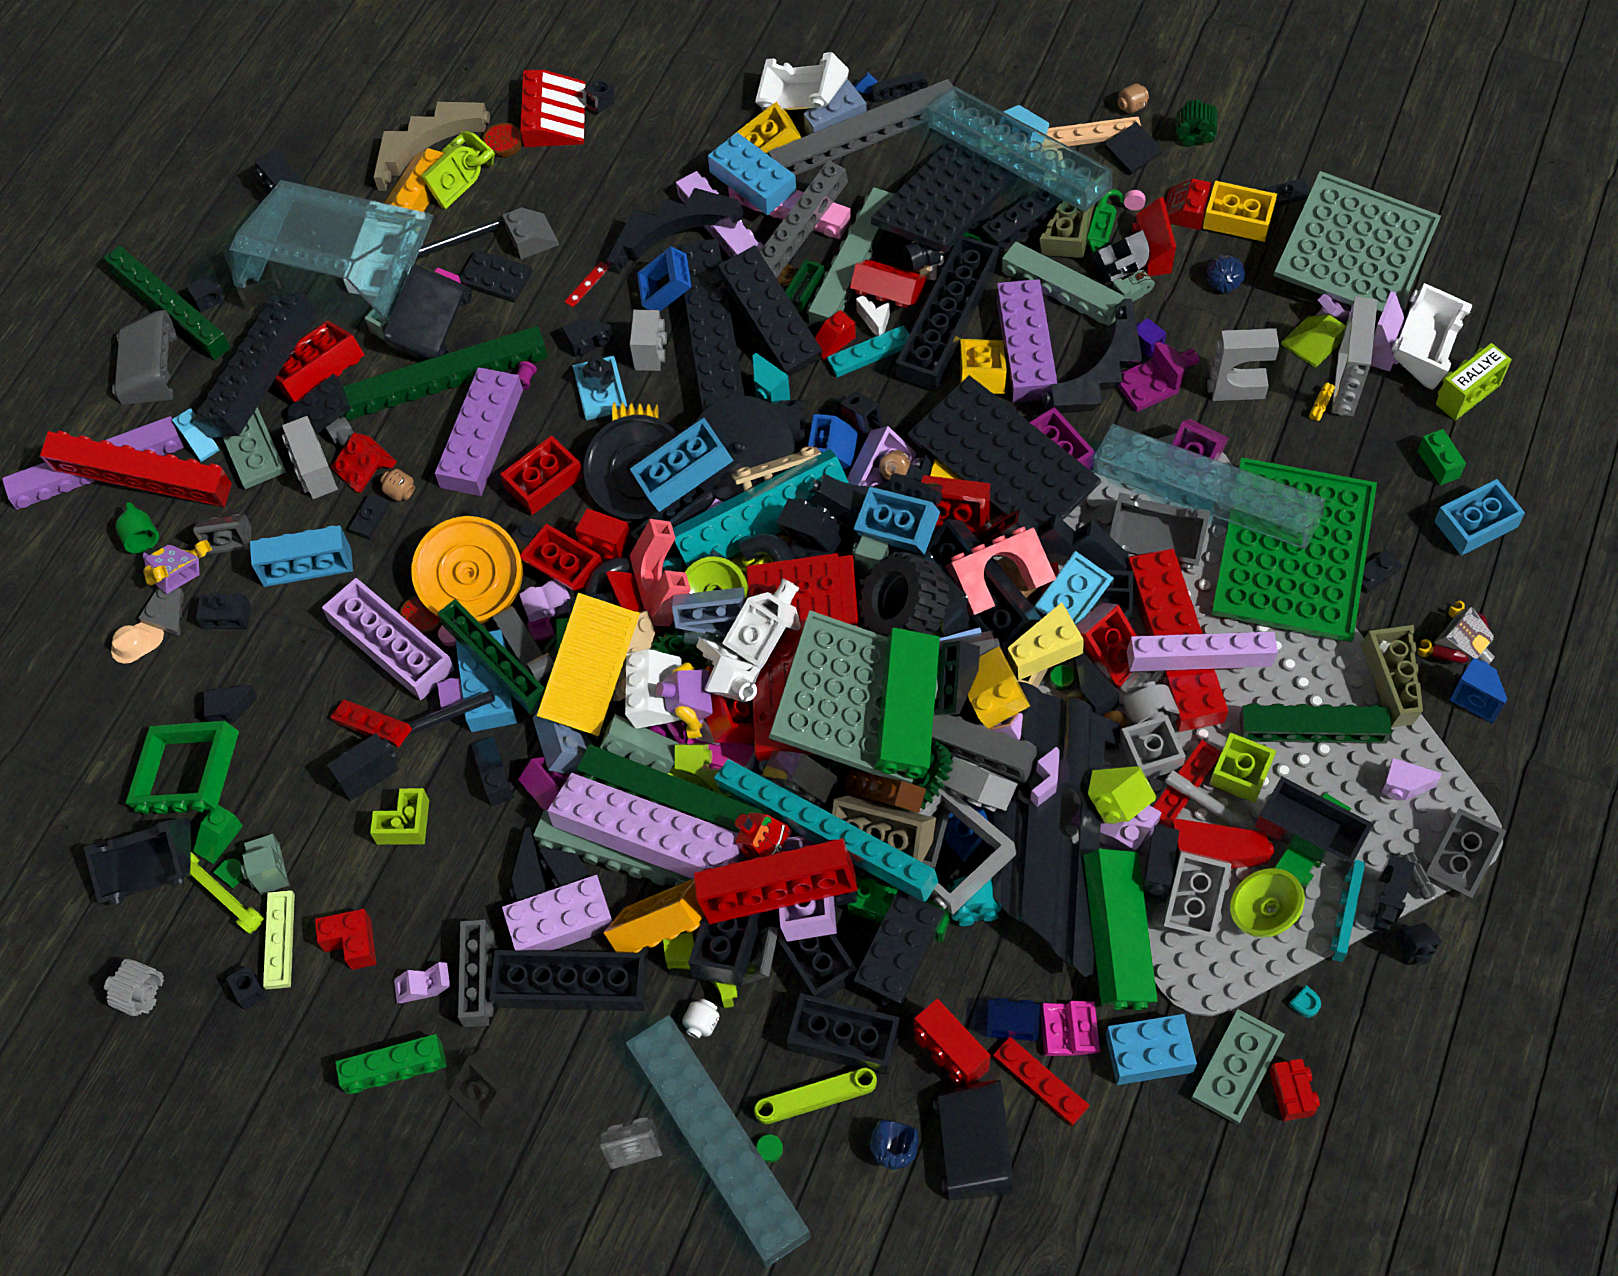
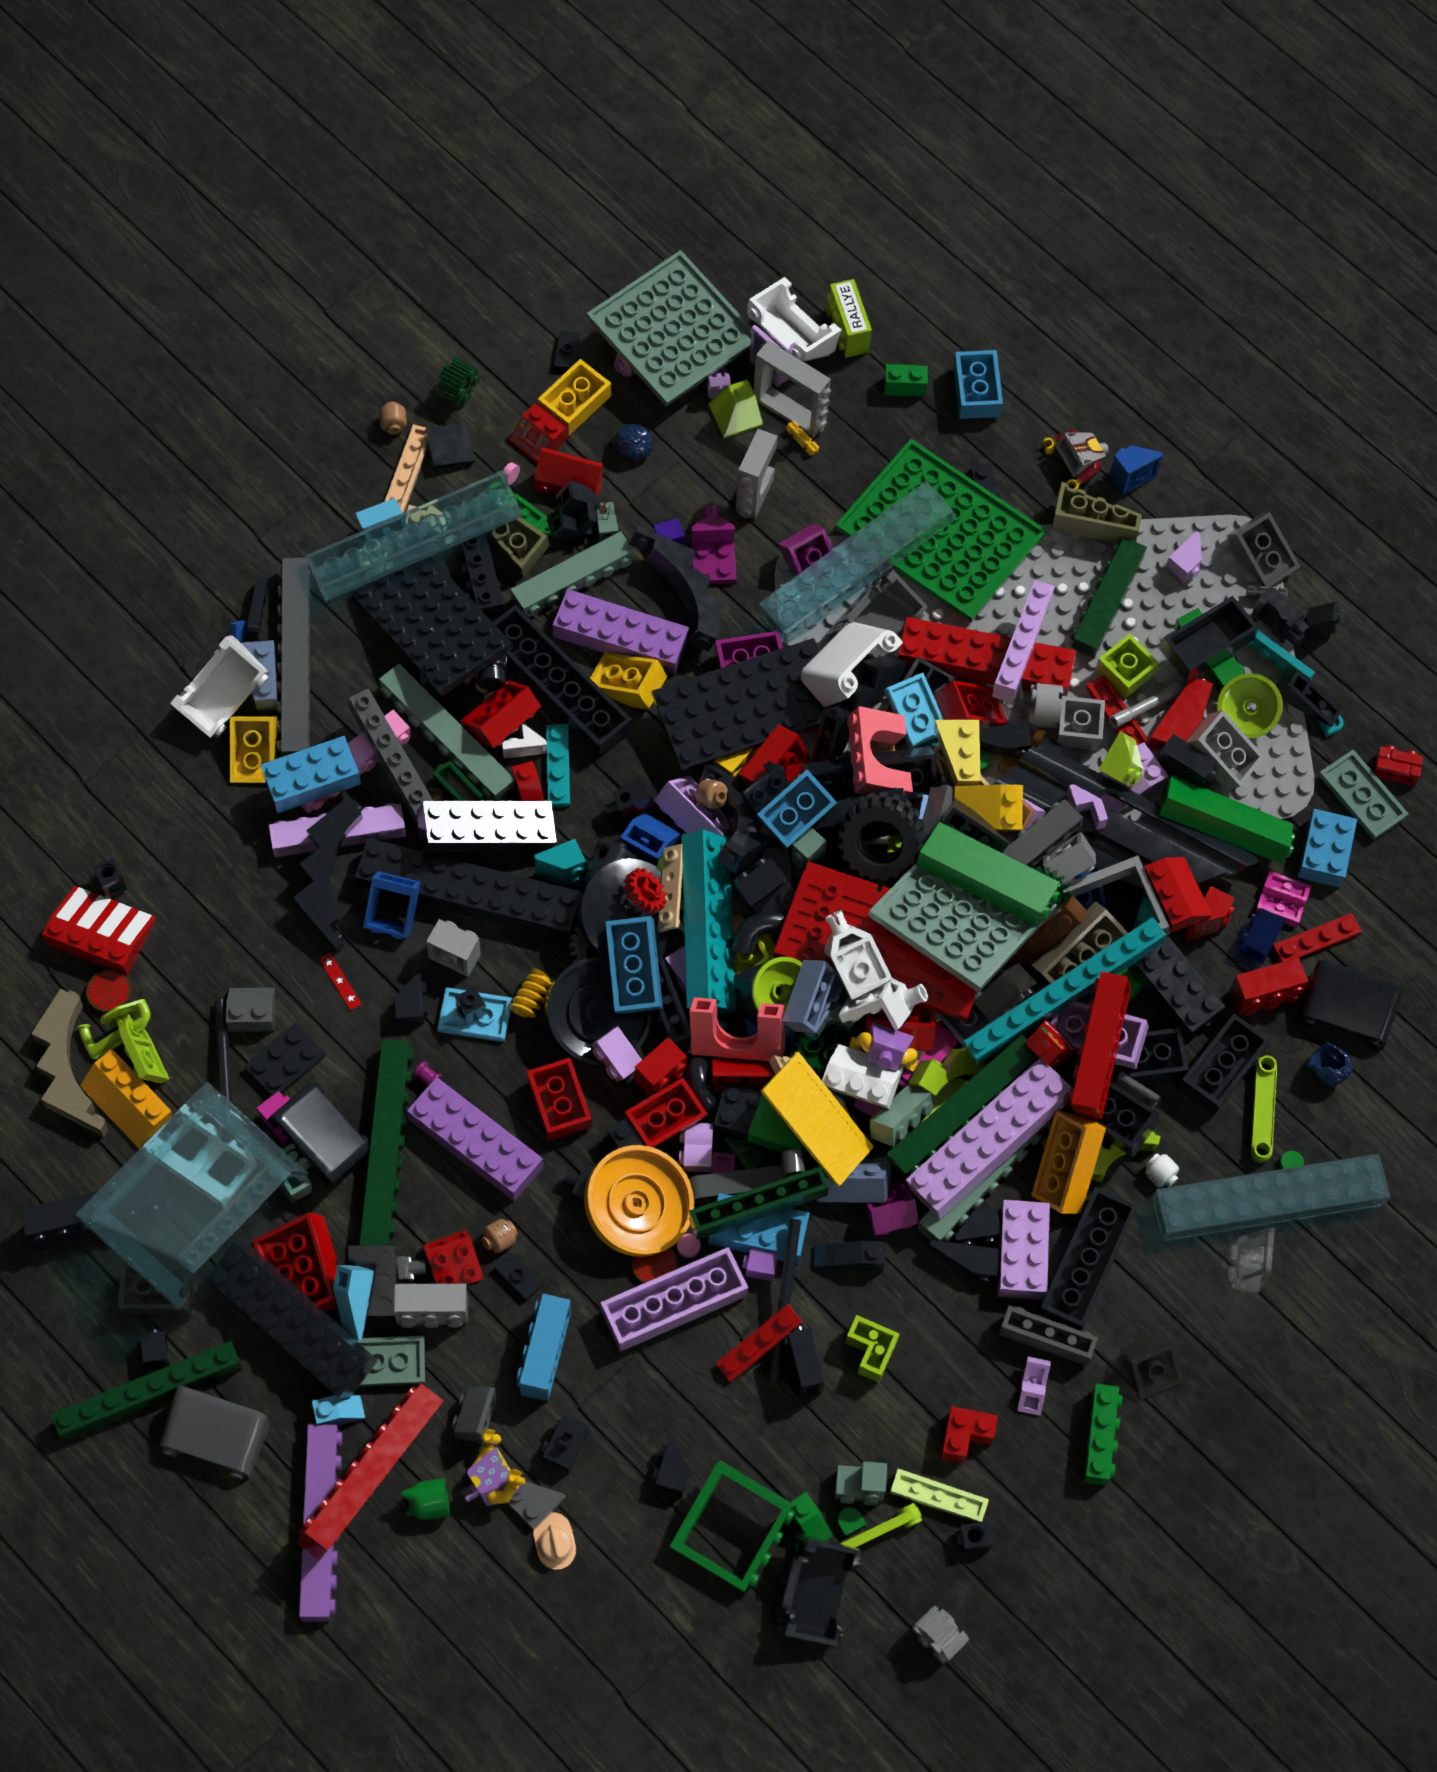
camera: 75 degrees left, 5 degrees up
(290, 392) = (352, 1295): none -> medium azure slope
(601, 494) = (616, 1054): none -> lavender brick
(746, 441) = (645, 891): none -> red gear
(997, 900) = (1177, 892): none -> red slope
(1003, 954) = (1221, 909): none -> red slope
(1113, 503) = (830, 670): none -> white windscreen
(1315, 962) = (1307, 697): none -> black slope

